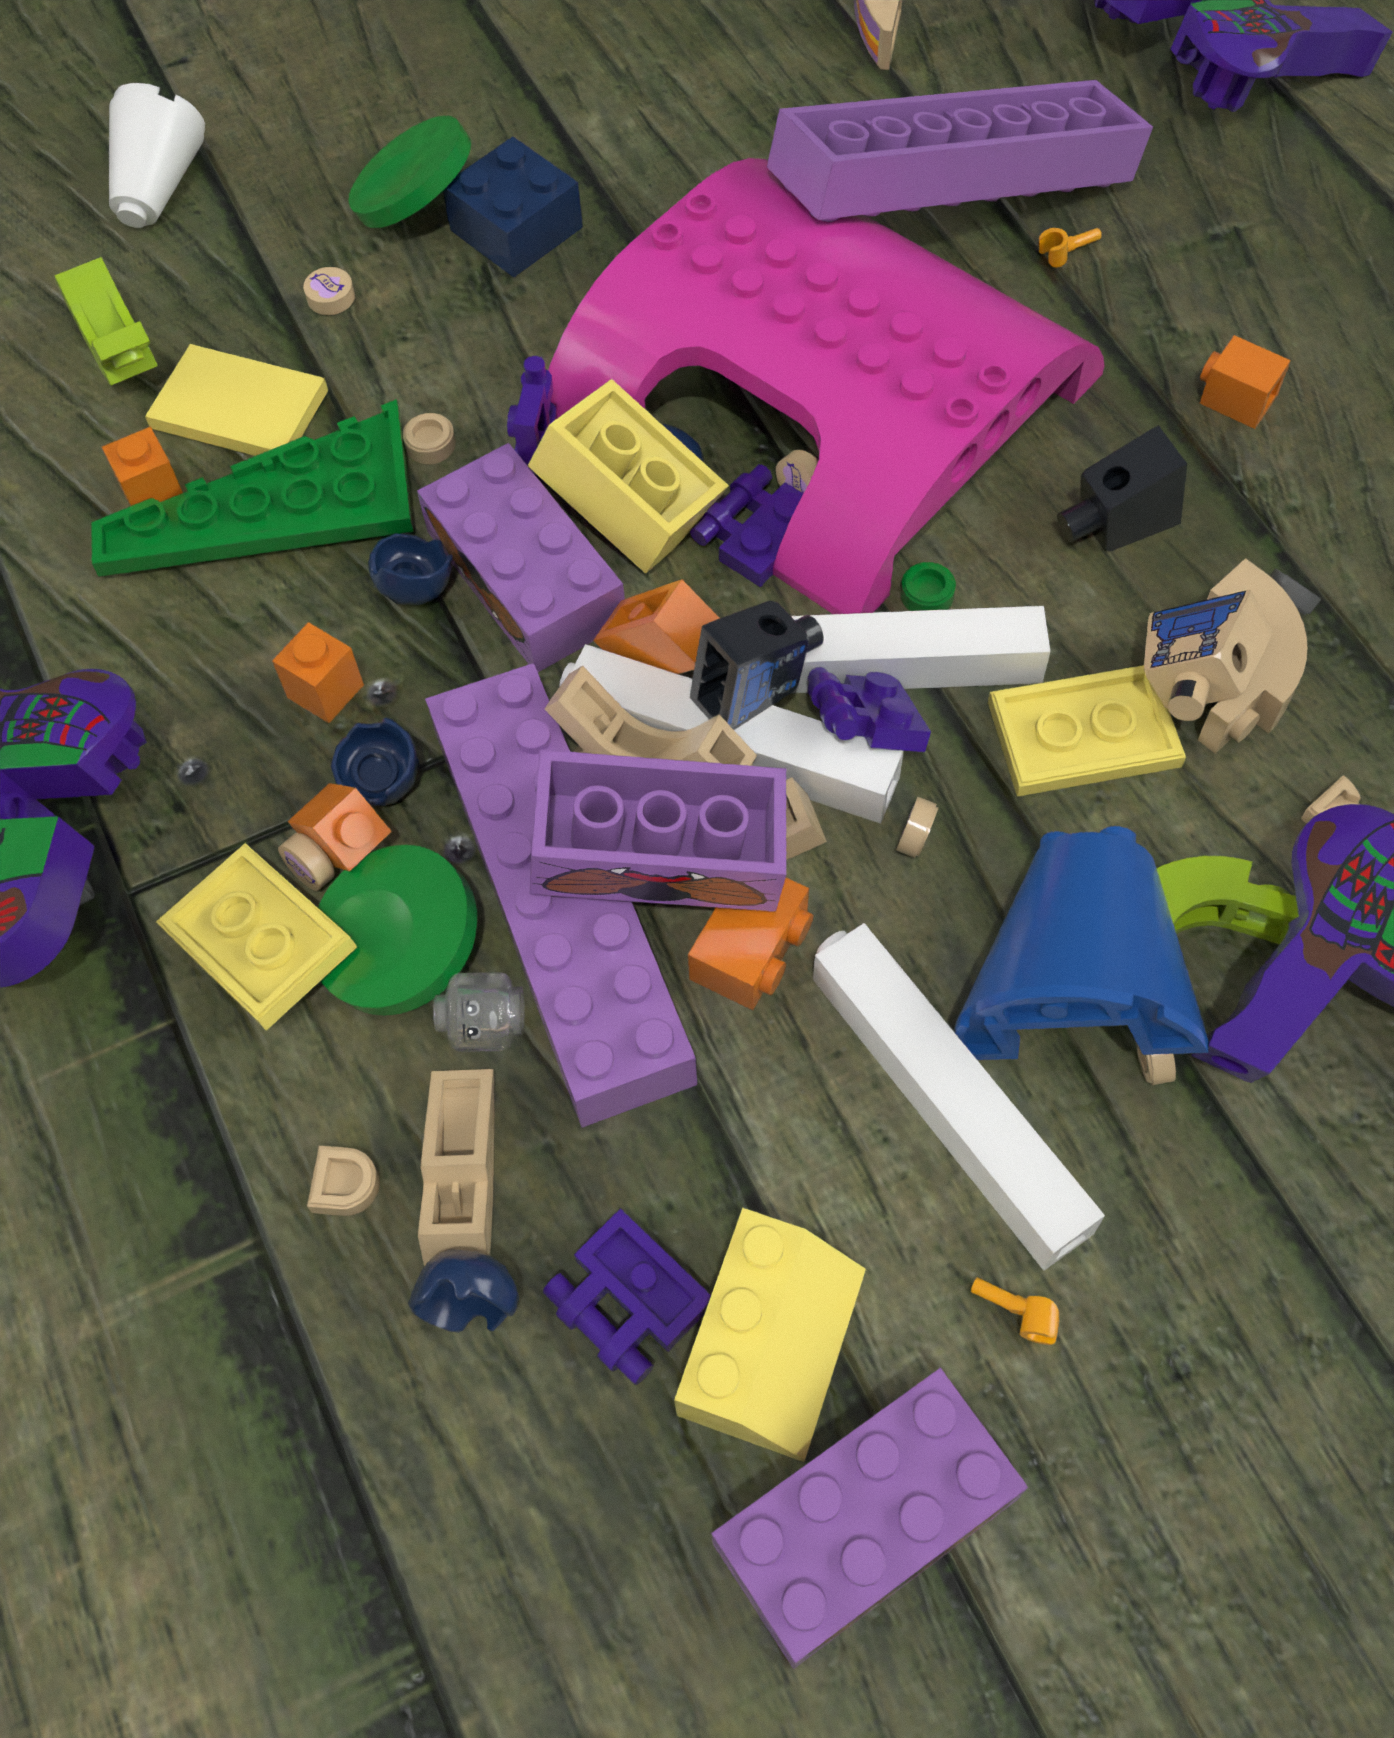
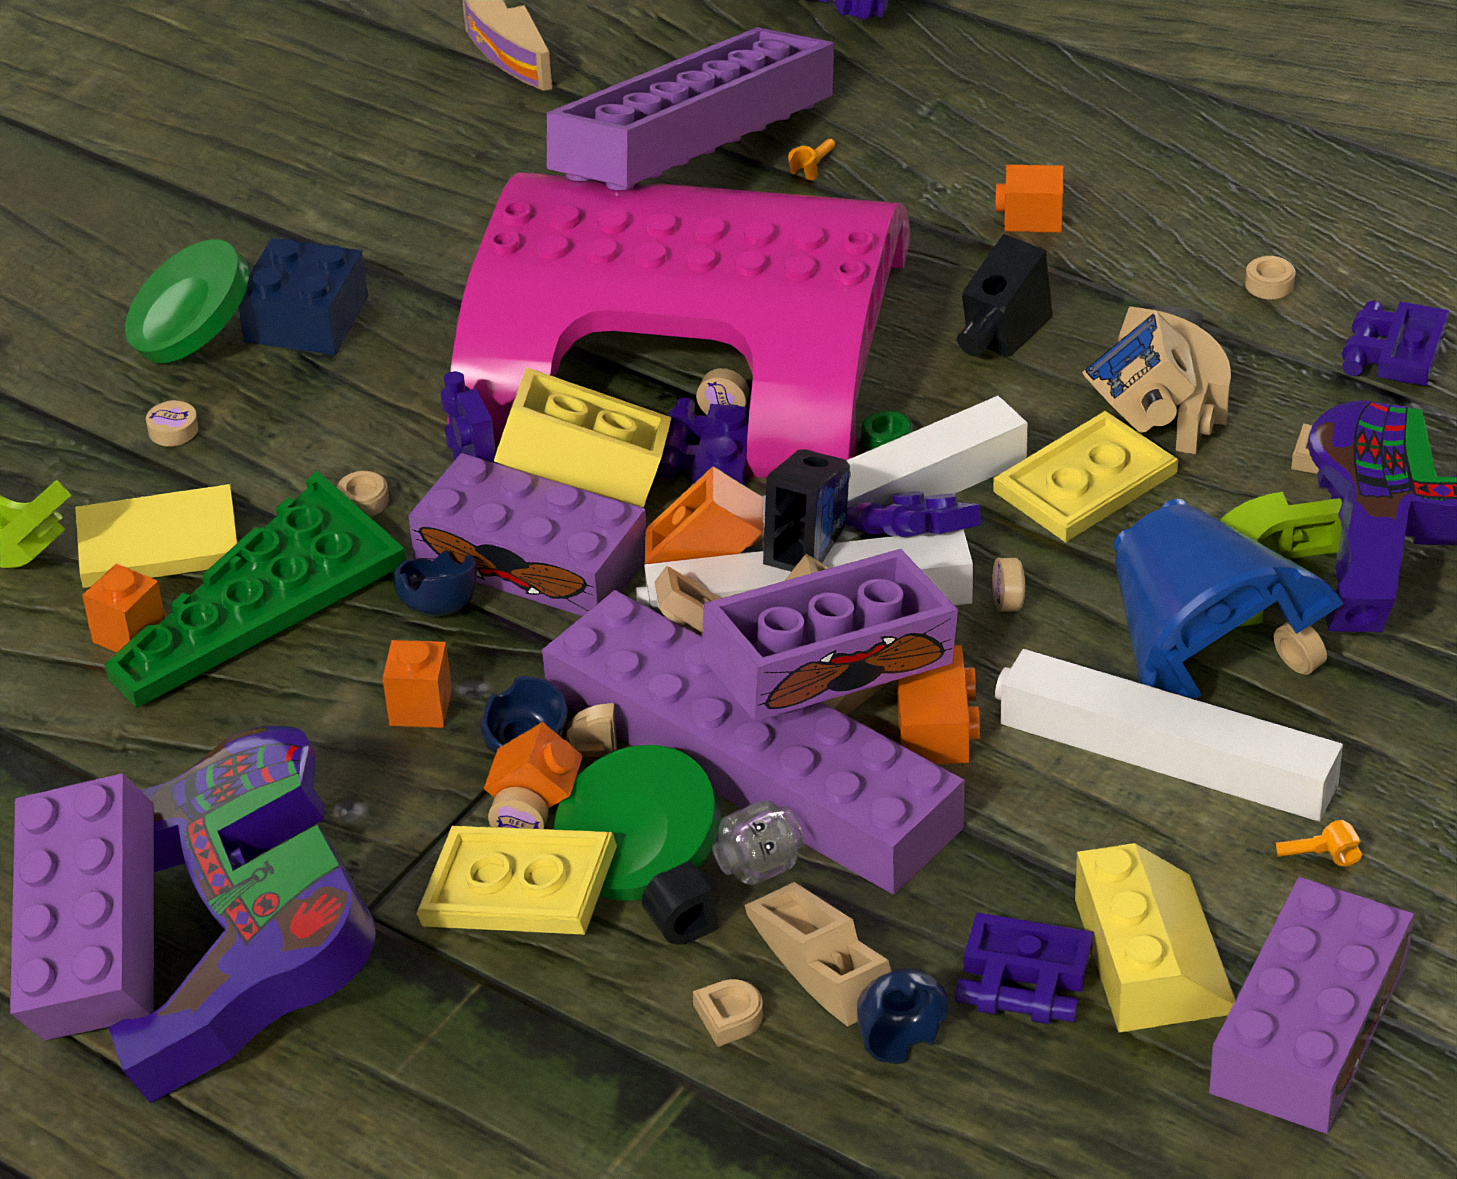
camera: 30 degrees left, 20 degrees down
(373, 1042) = (682, 903): none -> black plate
(432, 804) = (593, 731): none -> tan tile

